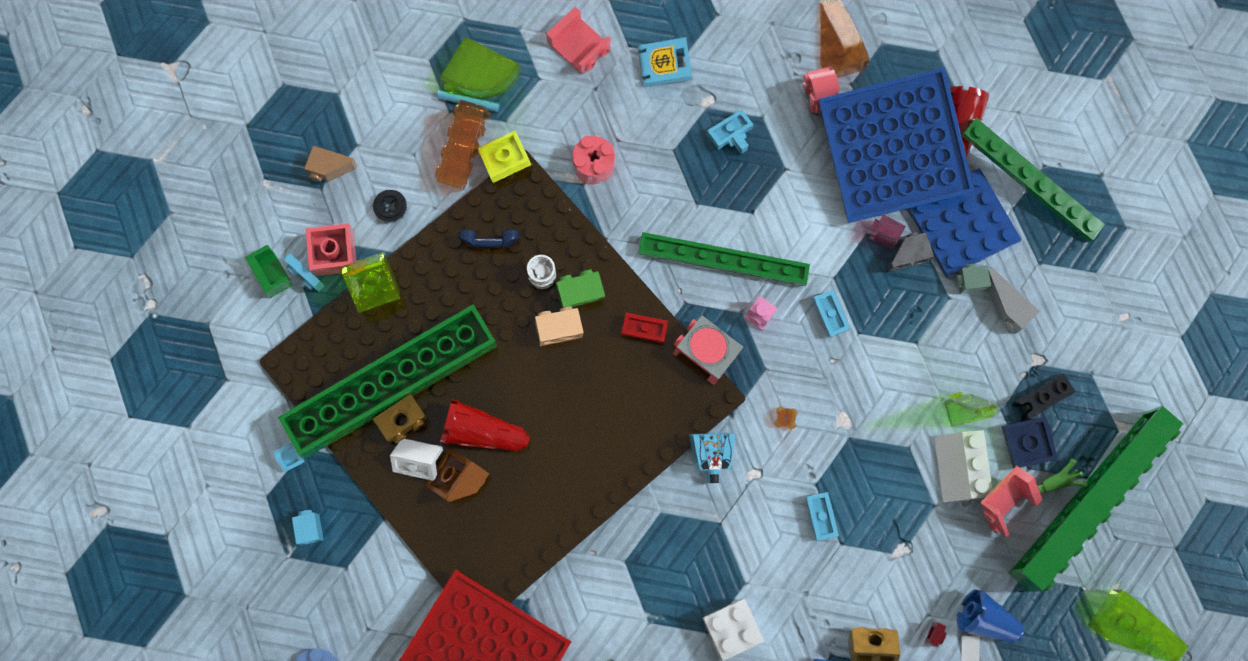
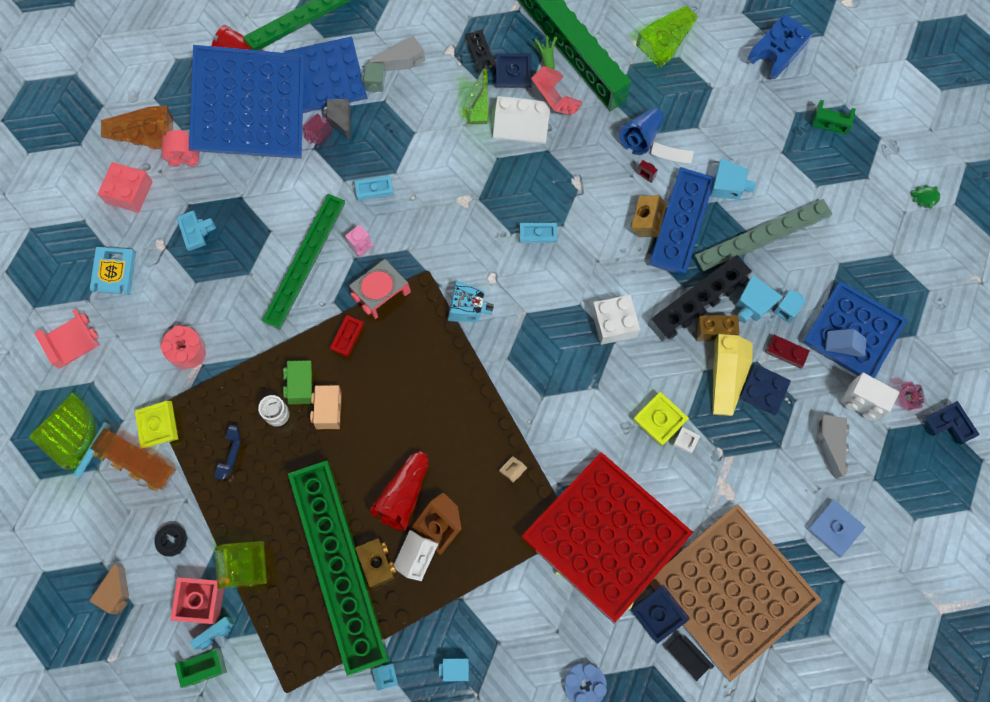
camera: 75 degrees left, 5 degrees down
(530, 544) = (513, 469): none -> tan plate
(763, 45) = (125, 187): none -> coral brick
(790, 413) = (451, 237): clear orange plate -> none

